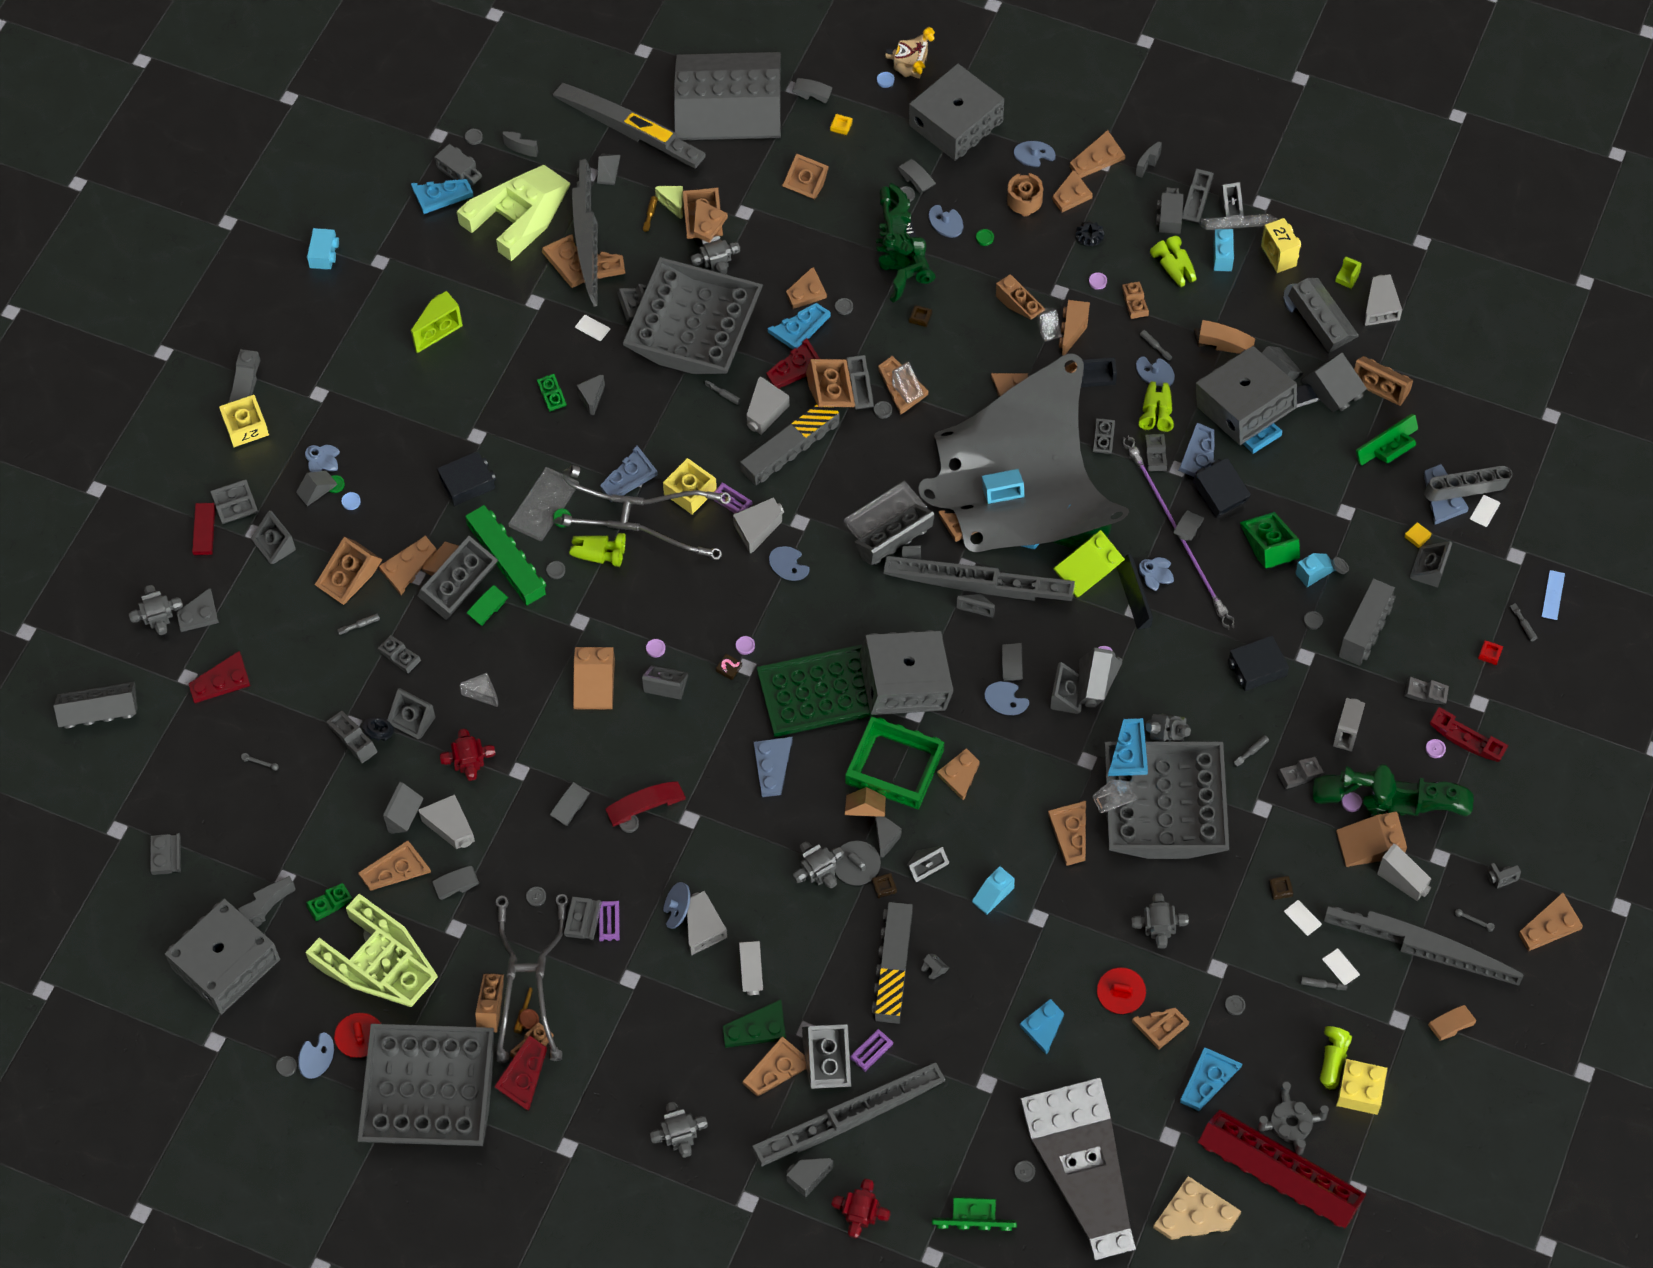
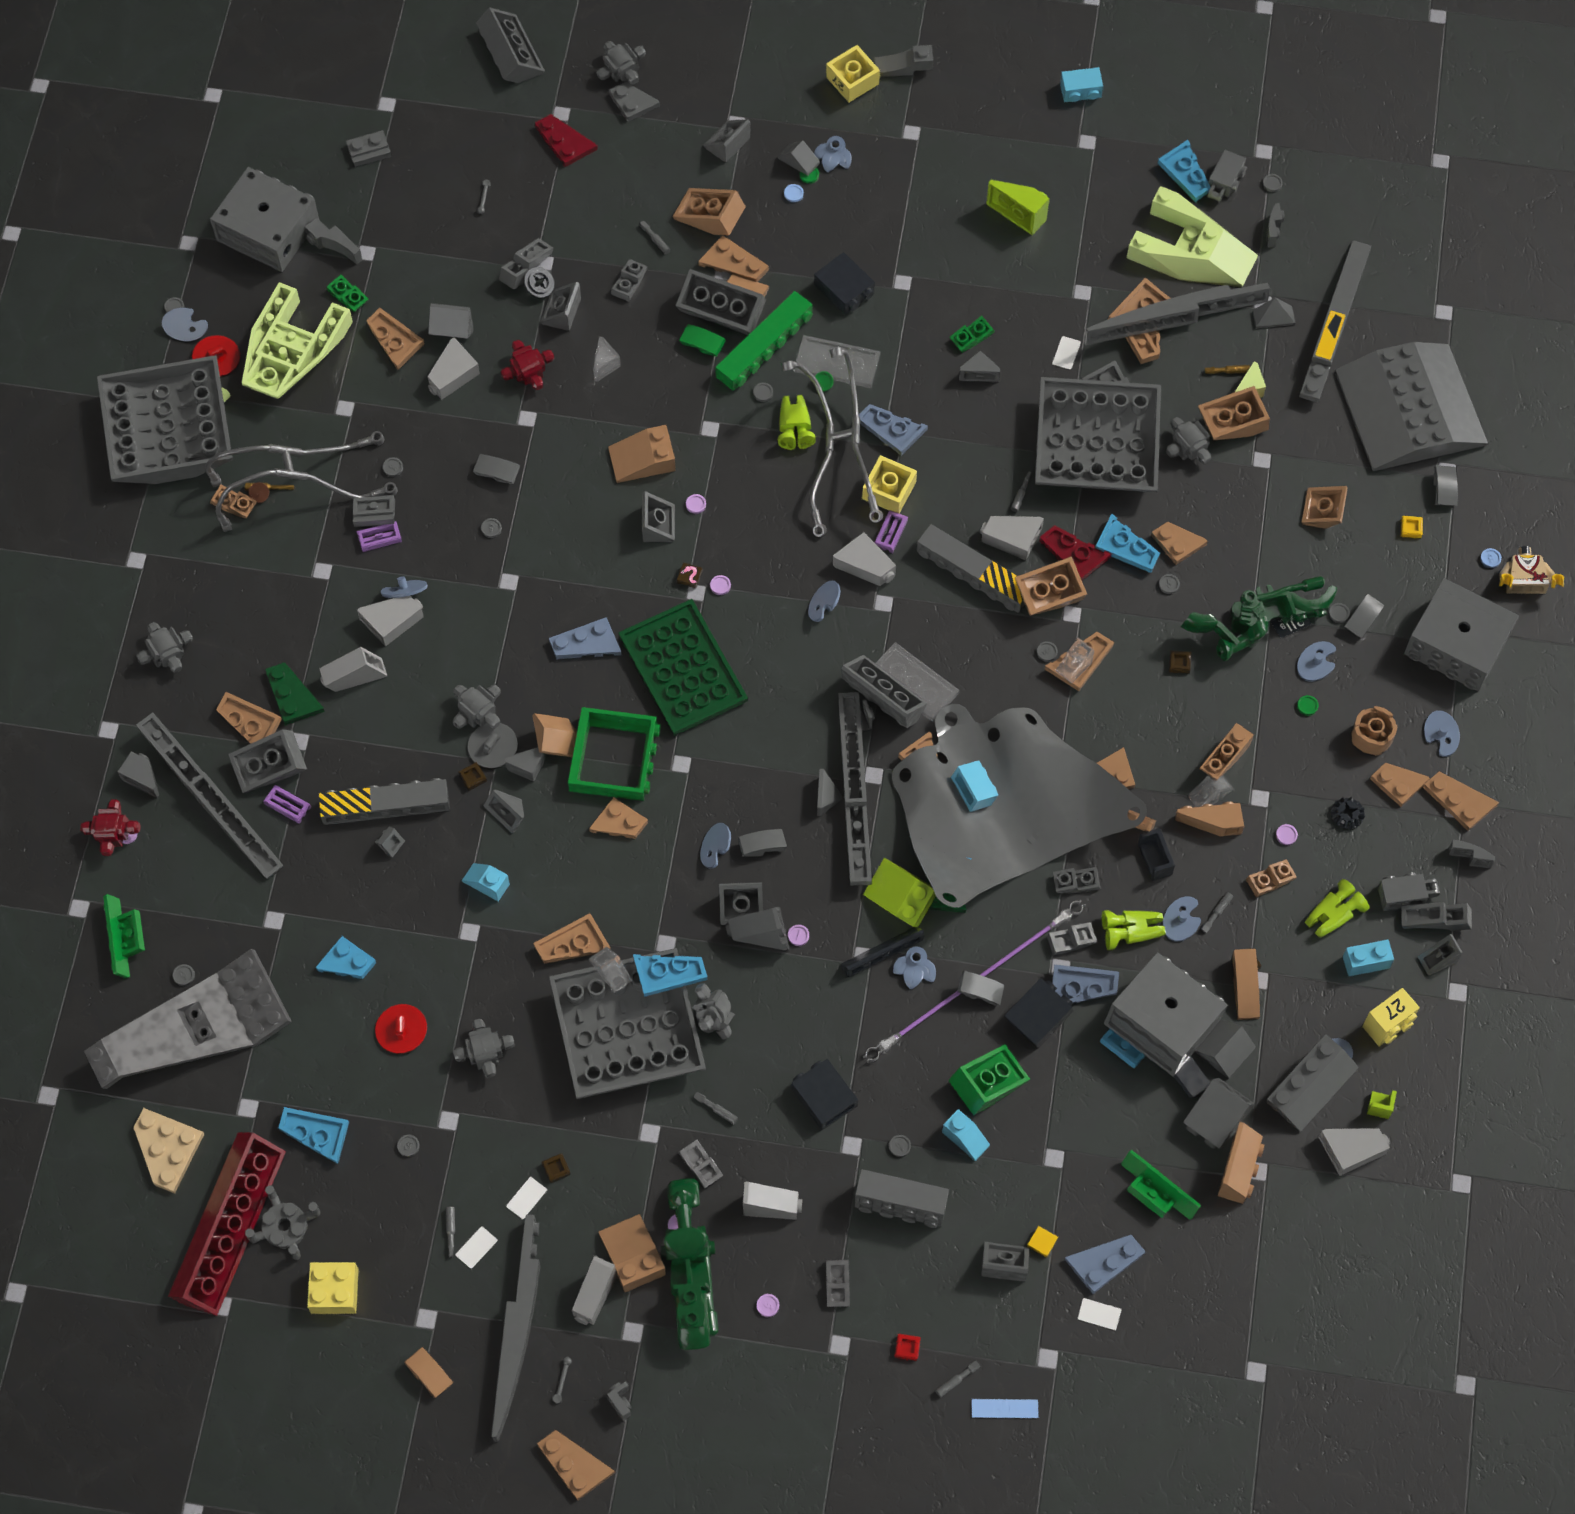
camera: 75 degrees right, 5 degrees up
(203, 529) = (726, 78): dark red tile -> none
(234, 501) = (763, 95): dark grey slope -> none
(455, 881) = (390, 393): dark grey slope -> none
(489, 1001) = (263, 458): medium nougat slope -> none
(523, 1073) = (195, 499): dark red wing -> none
(644, 800) = (516, 536): dark red slope -> none
(707, 220) = (1221, 417): medium nougat wing -> none
(860, 382) = (1071, 619): dark grey slope -> none
(905, 672) = (710, 757): dark grey gear -> none
(1161, 1026) = (365, 1074): medium nougat wing -> none
(1237, 221) = (1410, 966): clear tile -> none
(1334, 1056) = (362, 1253): lime piece -> none
(1340, 565) = (976, 1161): dark grey piece -> none
(1467, 738) = (788, 1335): dark red slope -> none
(1468, 483) = (1130, 1288): dark grey beam -> none

